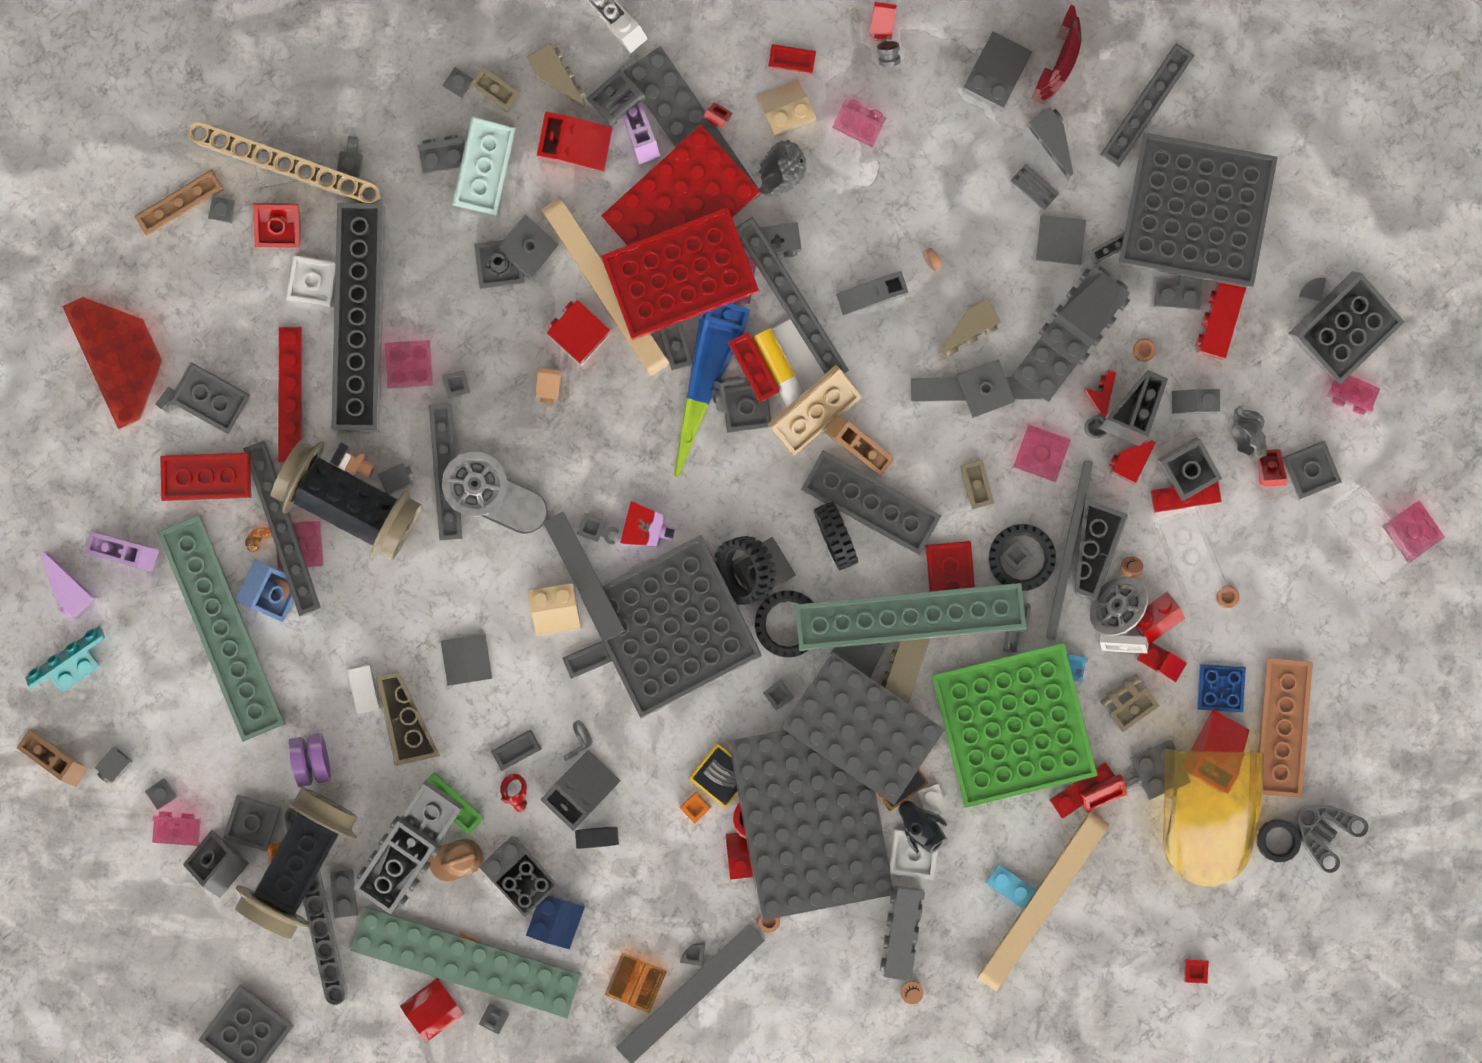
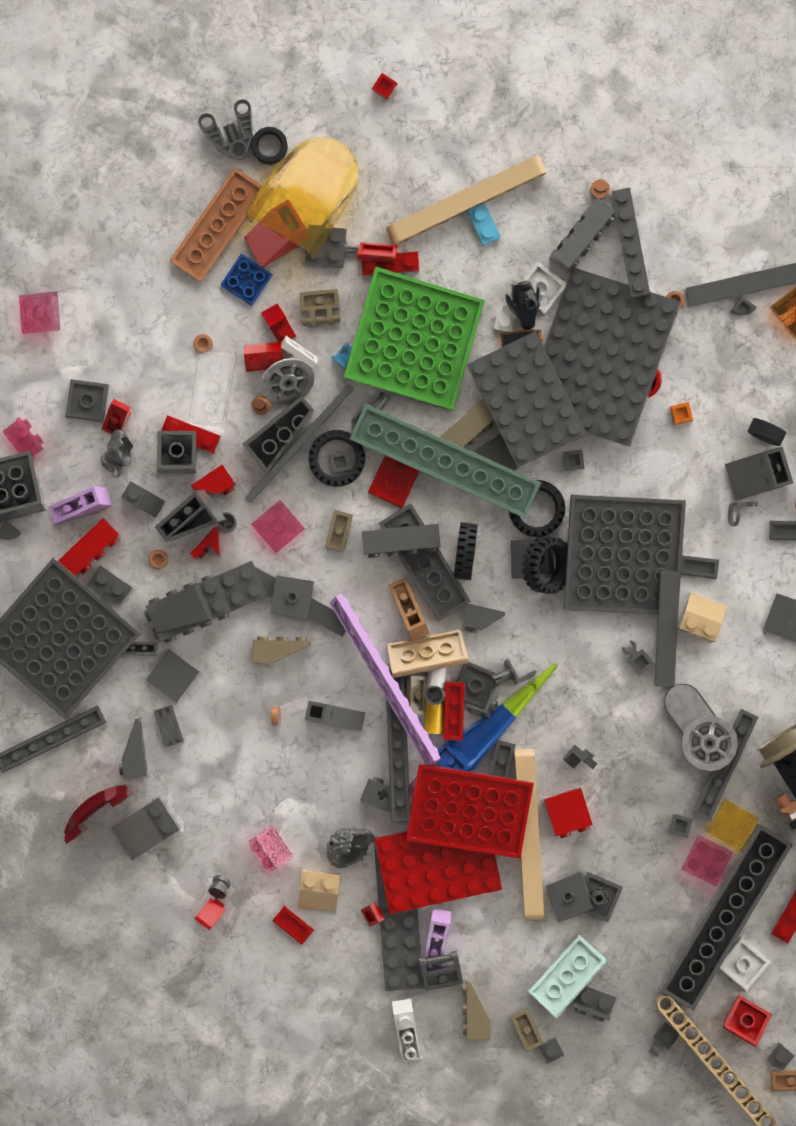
camera: 150 degrees left, 0 degrees up
(396, 478) = (764, 780): dark grey brick -> none
(403, 415) = (732, 824): none -> clear yellow tile
(548, 385) = (613, 784): slope -> none
(574, 142) = (490, 955): red slope -> none
(603, 393) = (575, 756): none -> dark grey bracket
(645, 527) = (601, 639): torso -> none
(716, 776) = (653, 427): slope -> none
(718, 437) = (510, 674): none -> dark grey bracket
(738, 857) = (671, 359): red slope -> none
(781, 478) = (480, 617): none -> dark grey slope
(785, 368) = (432, 696): none -> dark grey wheel
(801, 361) = (415, 693): none -> dark tan plate
(837, 354) = (384, 680): none -> lavender plate
(848, 952) = (630, 243): none -> dark grey plate
(909, 510) = (401, 539): none -> dark grey brick
(1256, 359) = (80, 505): none -> lavender slope

